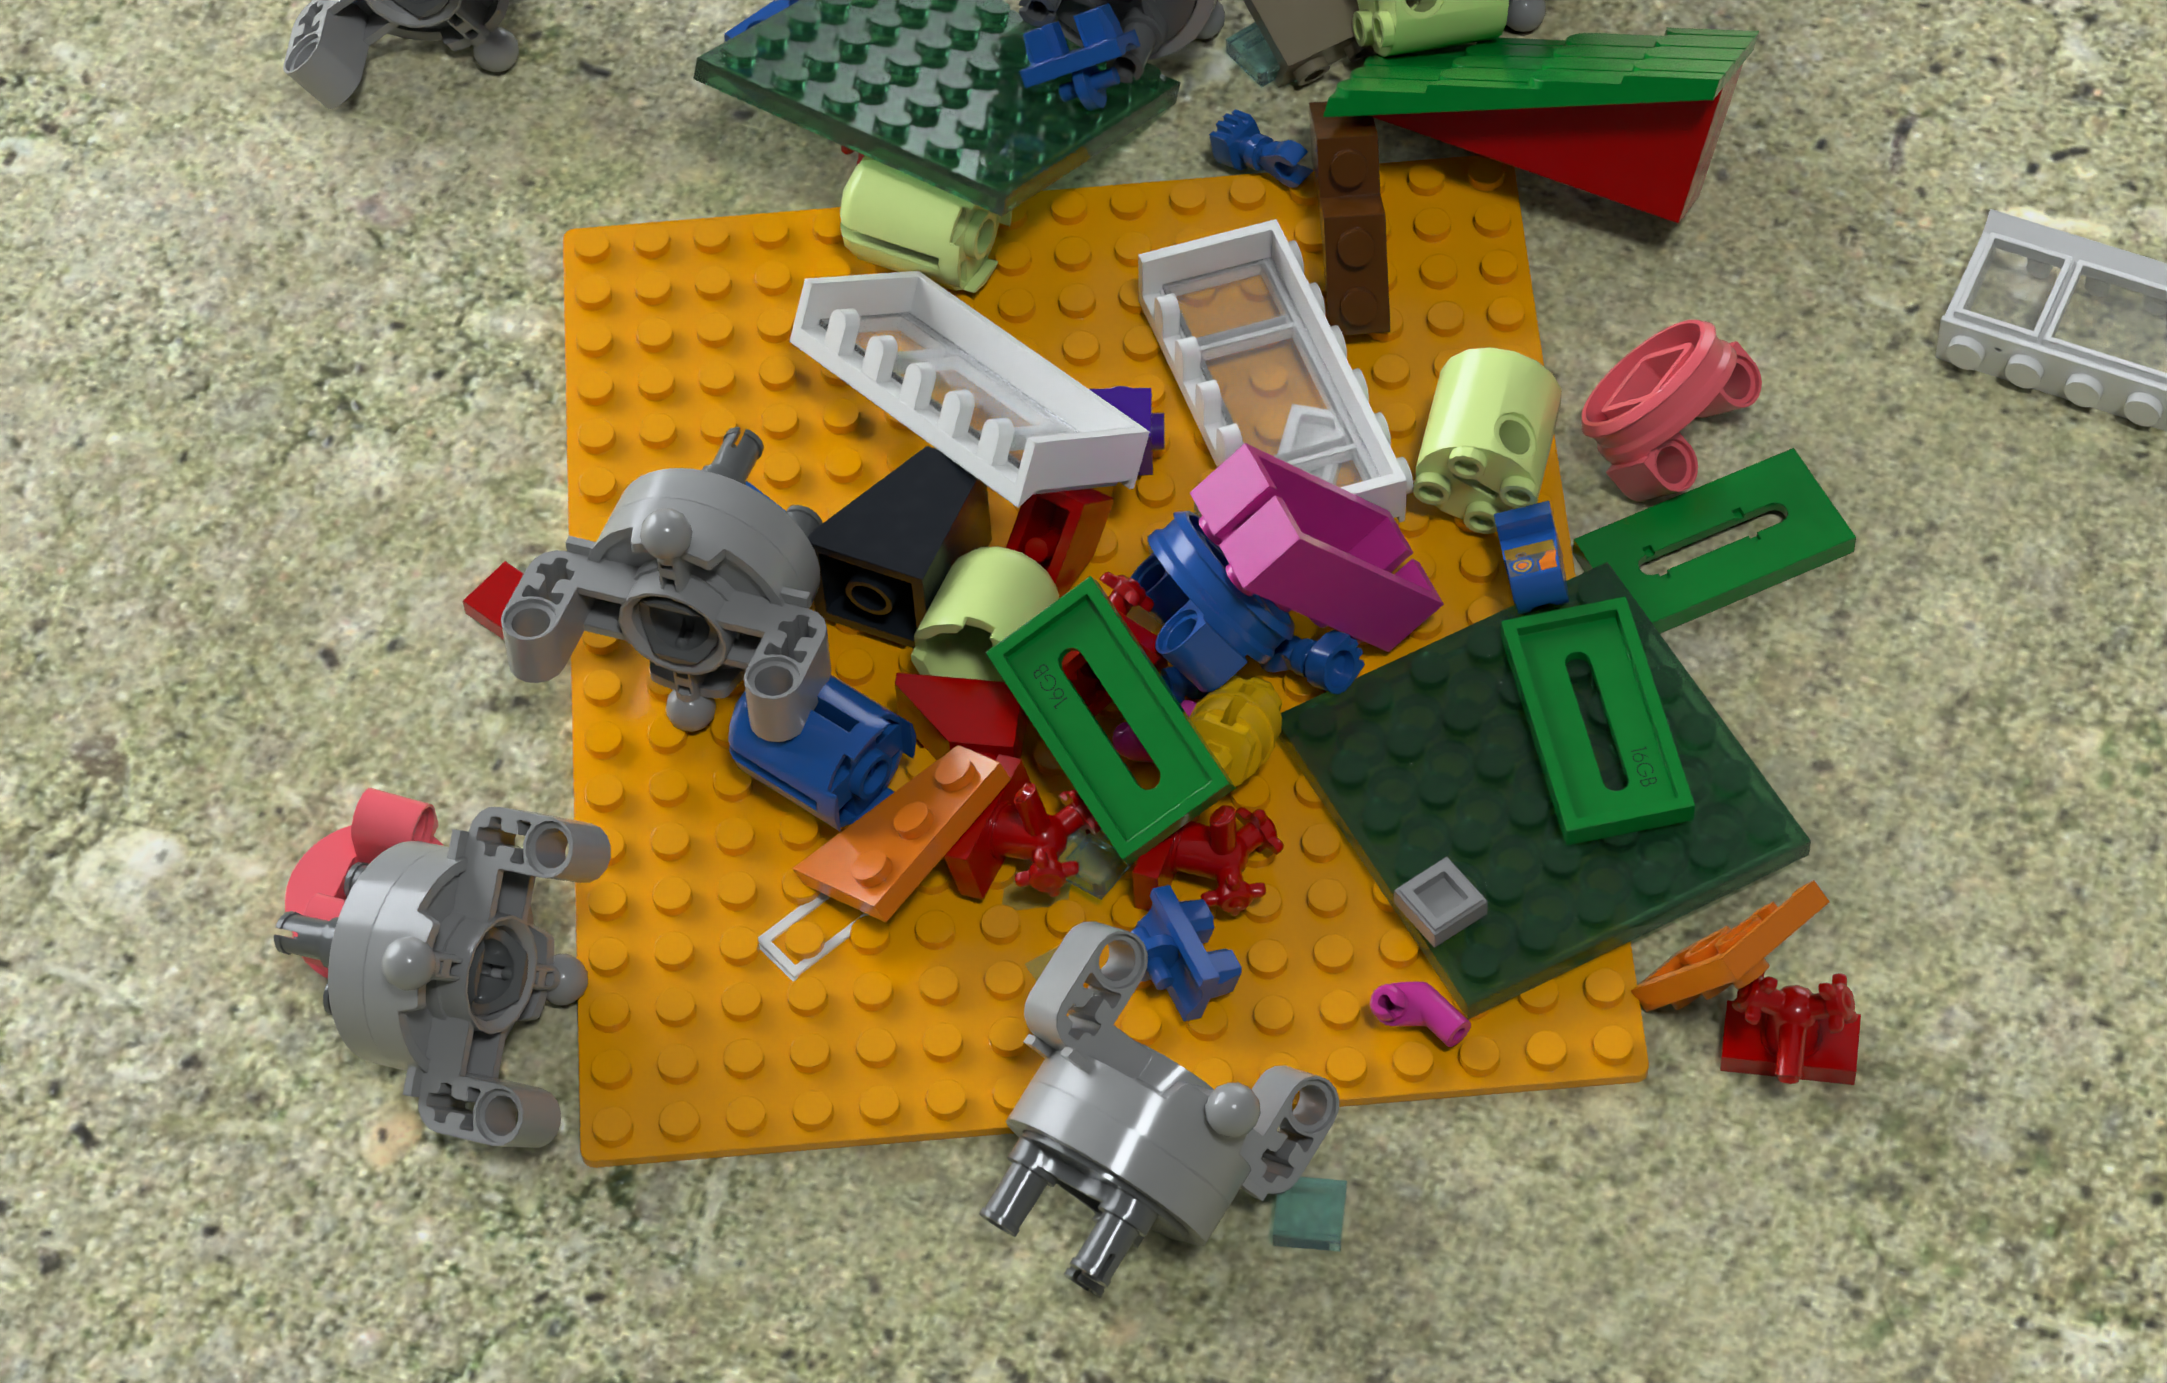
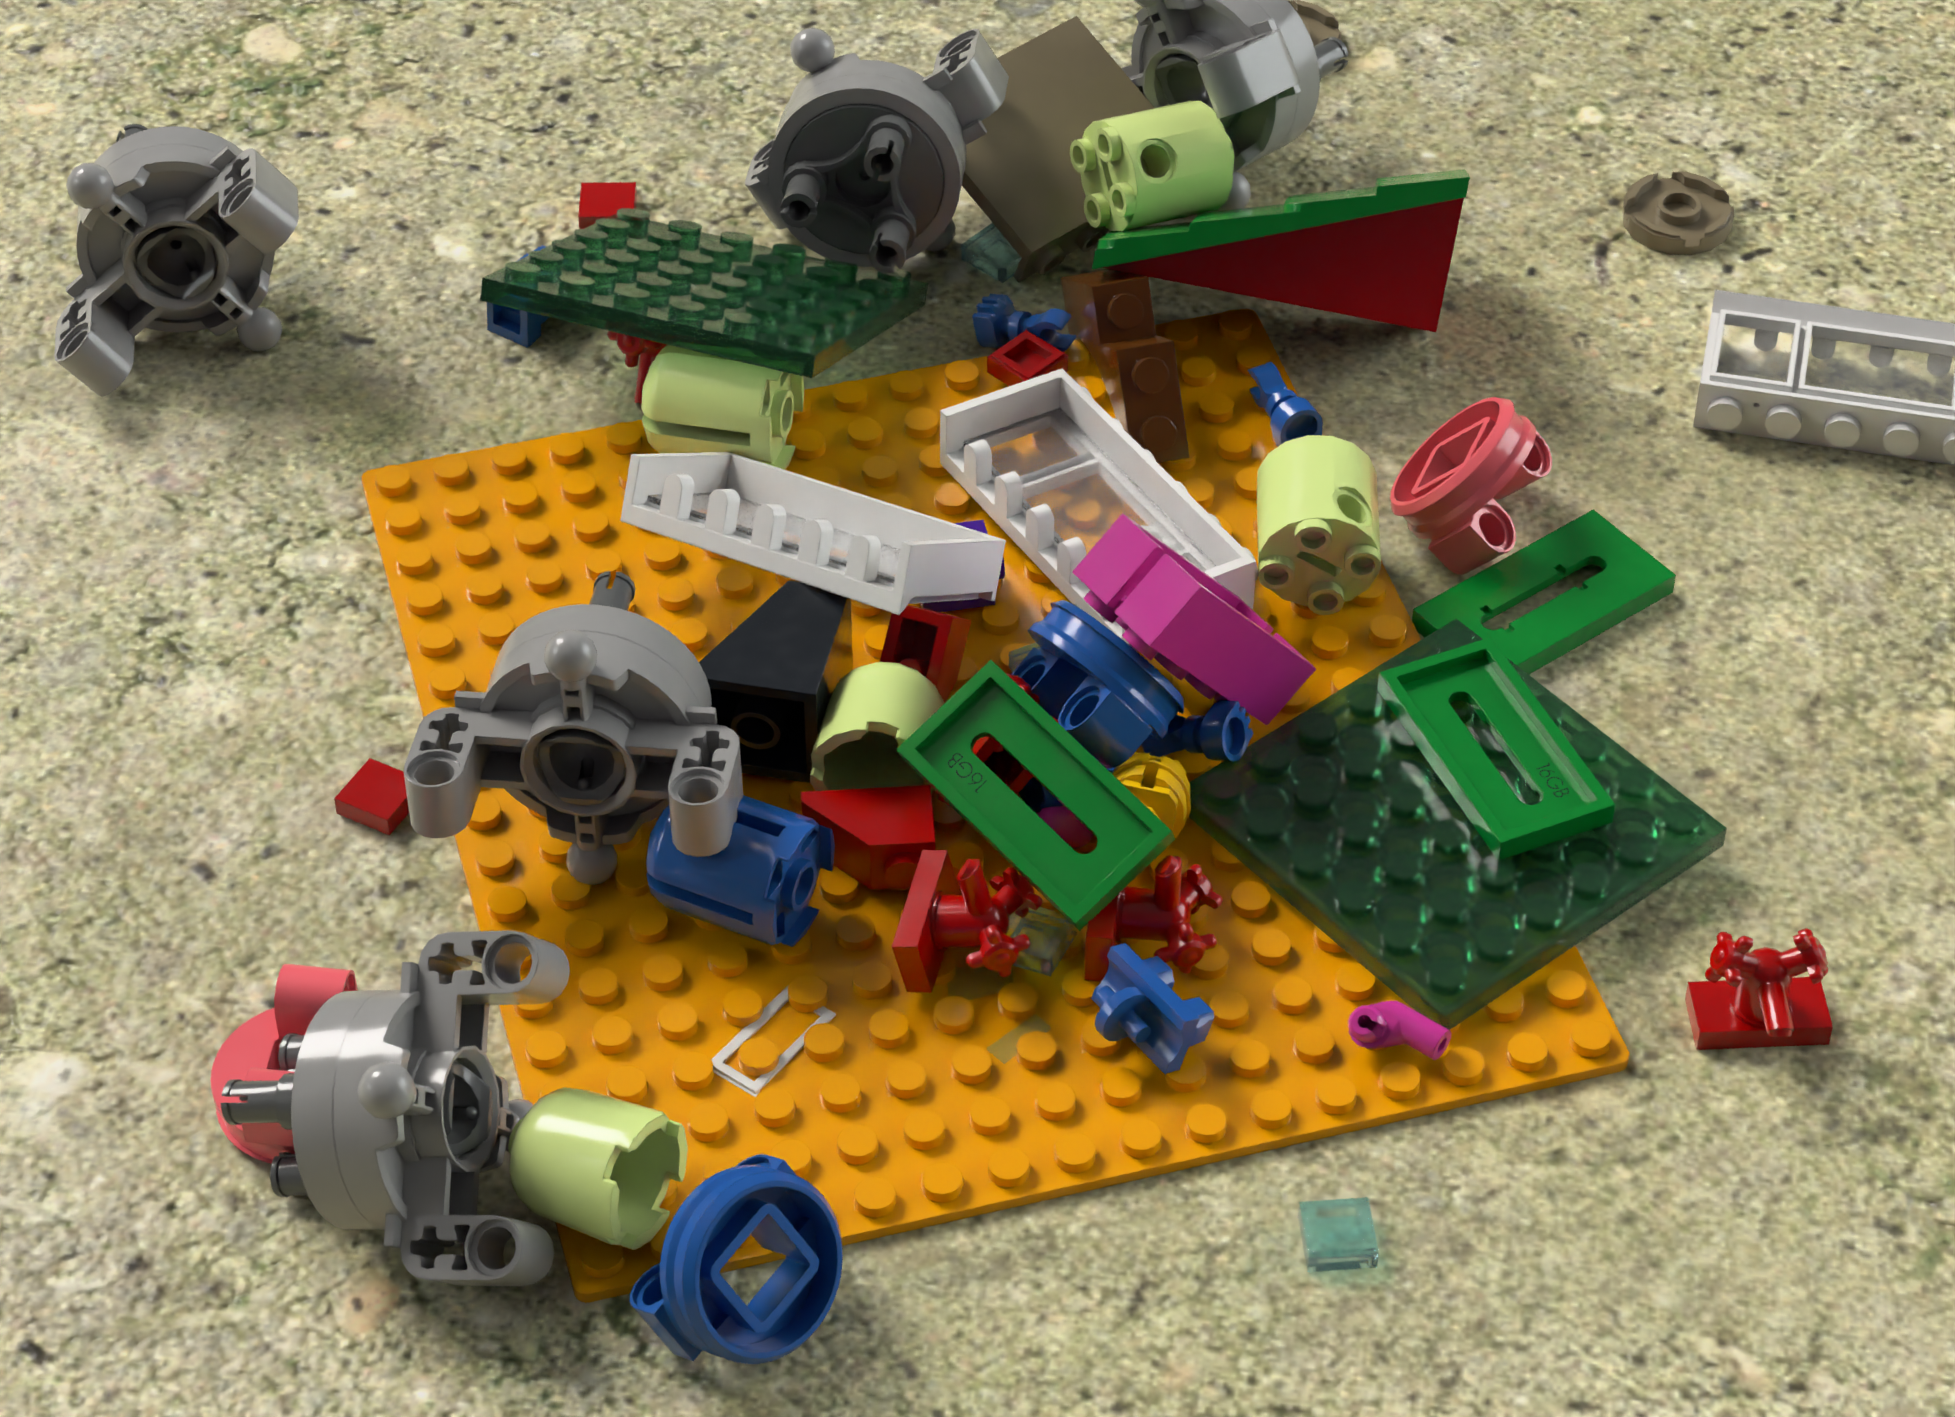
camera: 15 degrees left, 10 degrees down
(616, 1042) = (597, 1164): none -> yellowish green cylinder
(701, 1127) = (696, 1307): none -> blue piece
(905, 836) = (846, 938): orange wing -> none
(1101, 41) = (867, 229): blue hips -> none
(1135, 1128) = (1158, 1156): light grey piece -> none
(1254, 195) = (1025, 359): none -> red tile
(1440, 902) = (1394, 924): light grey tile -> none
(1505, 302) = (1289, 414): none -> blue piece
(1532, 556) = (1388, 618): blue leg -> none
(1728, 954) = (1684, 934): orange wing -> none
(1997, 94) = (1678, 213): none -> dark tan tile

